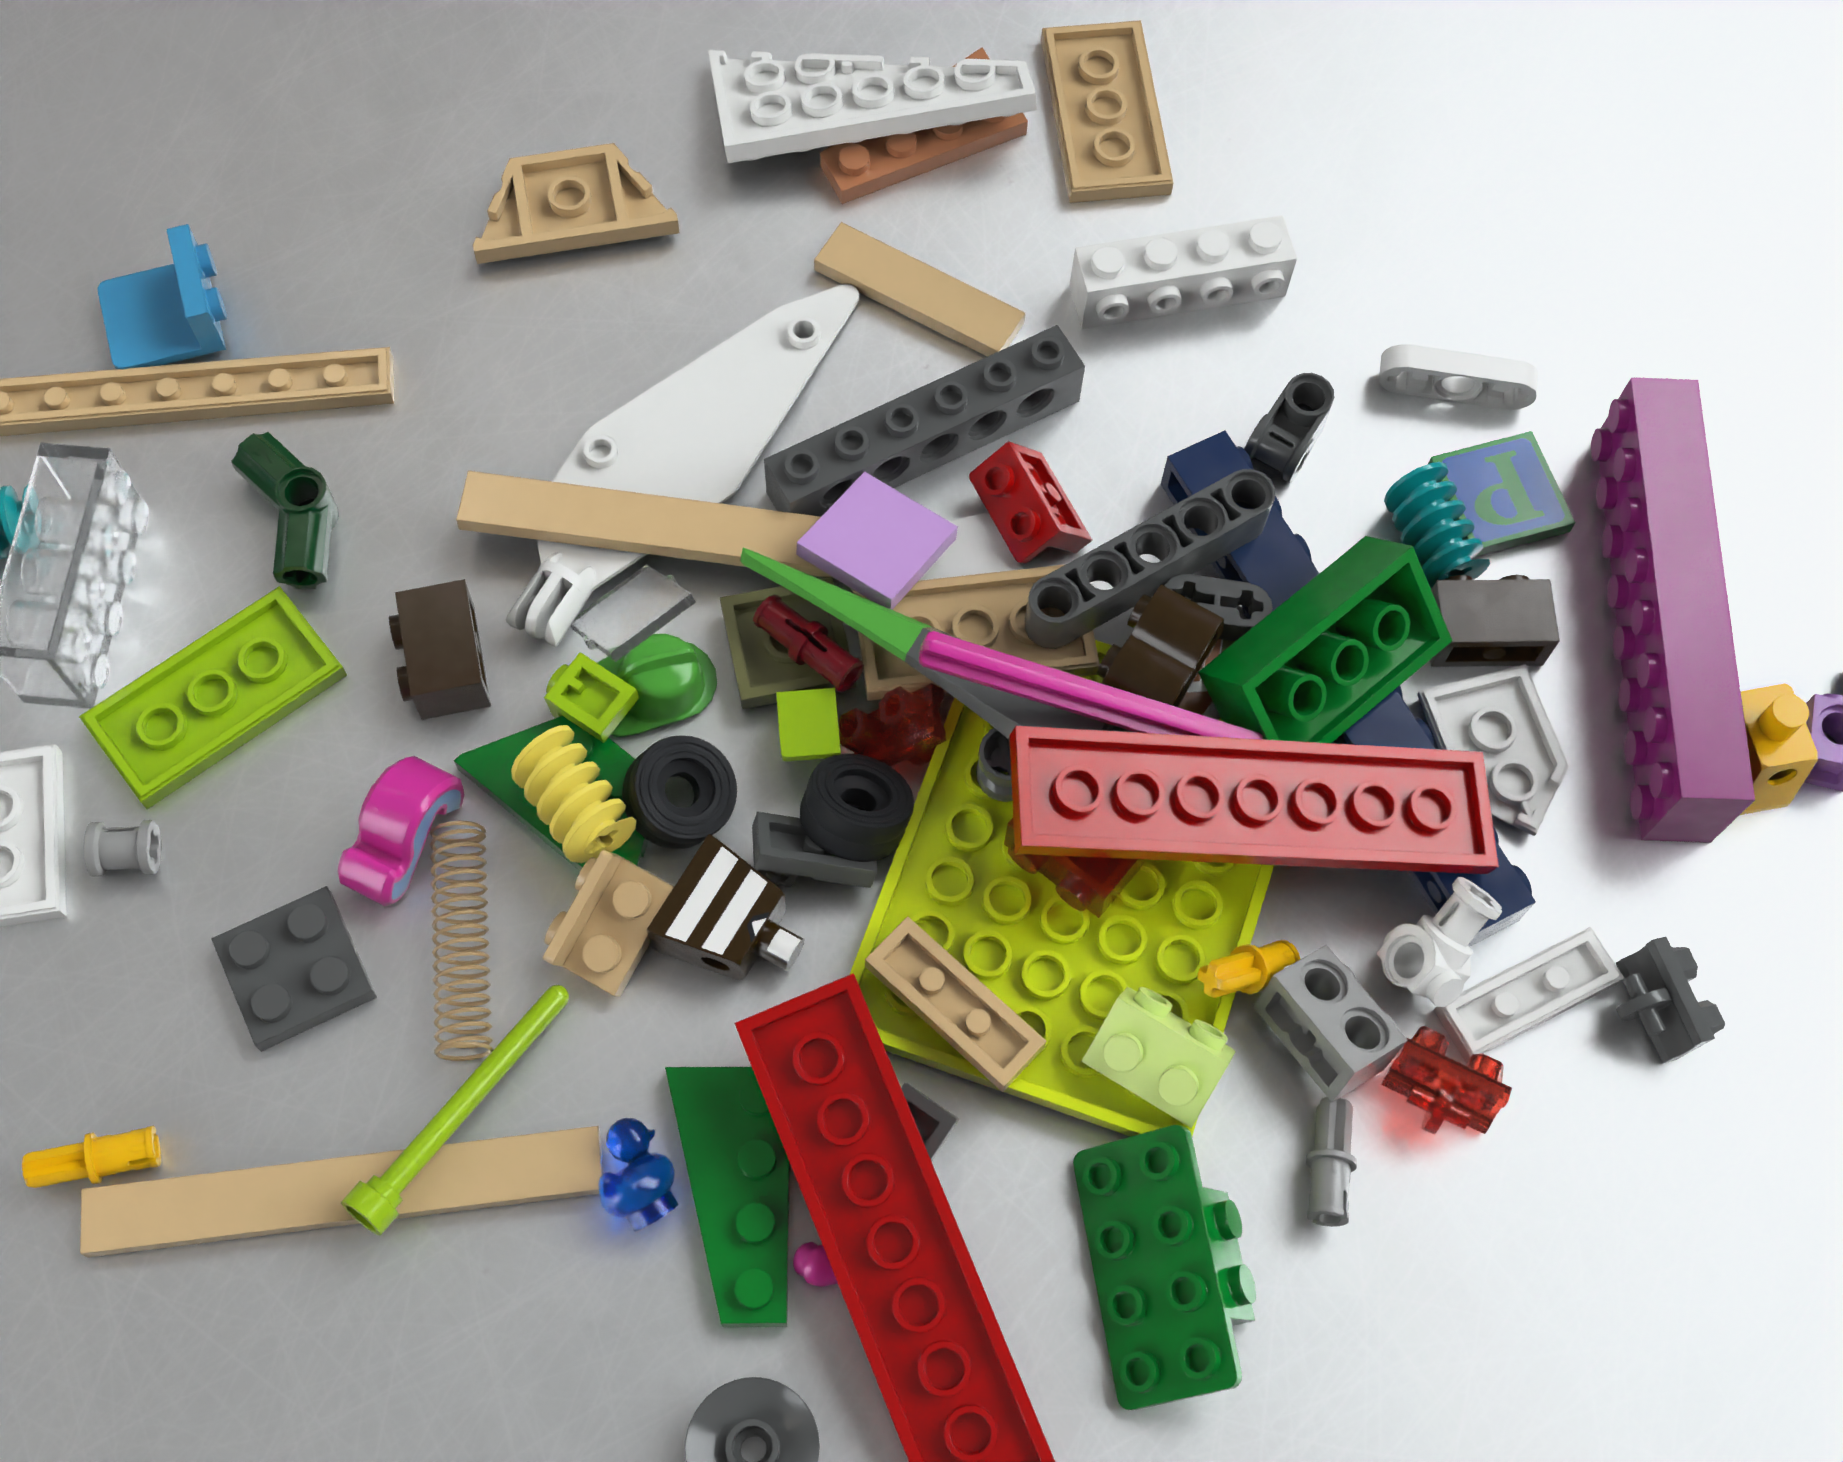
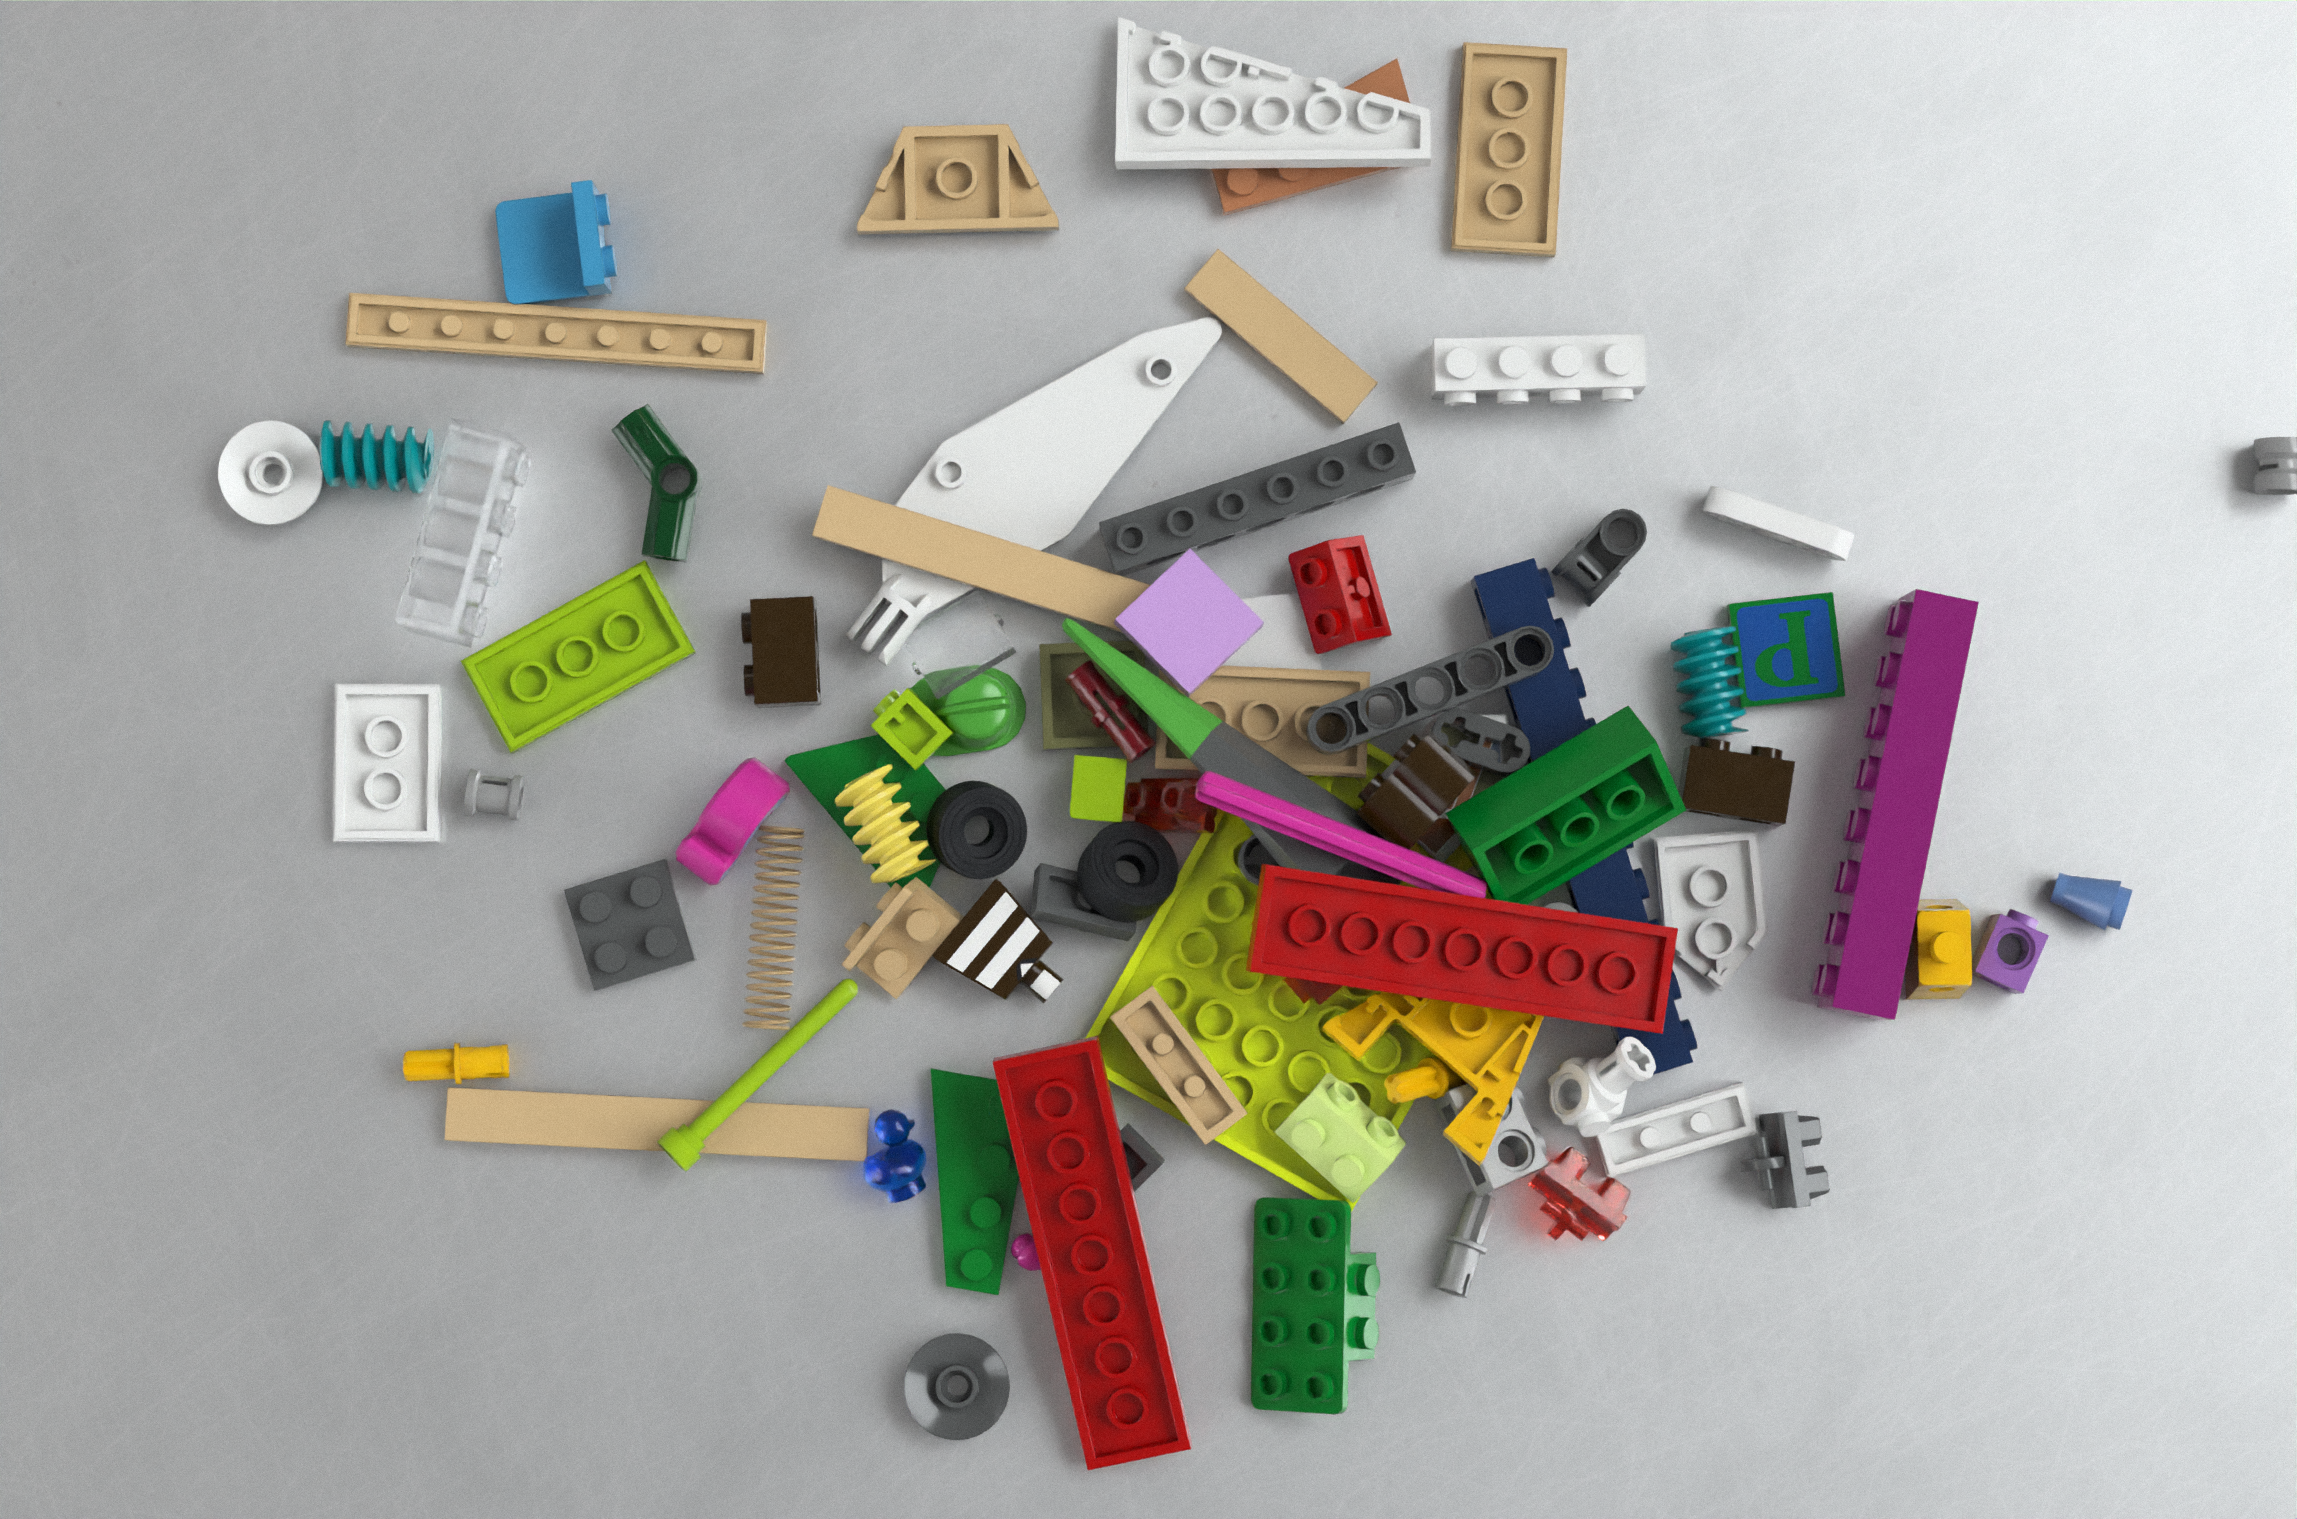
camera: 10 degrees right, 20 degrees up
(1280, 908) = (1474, 1041): none -> yellow wing

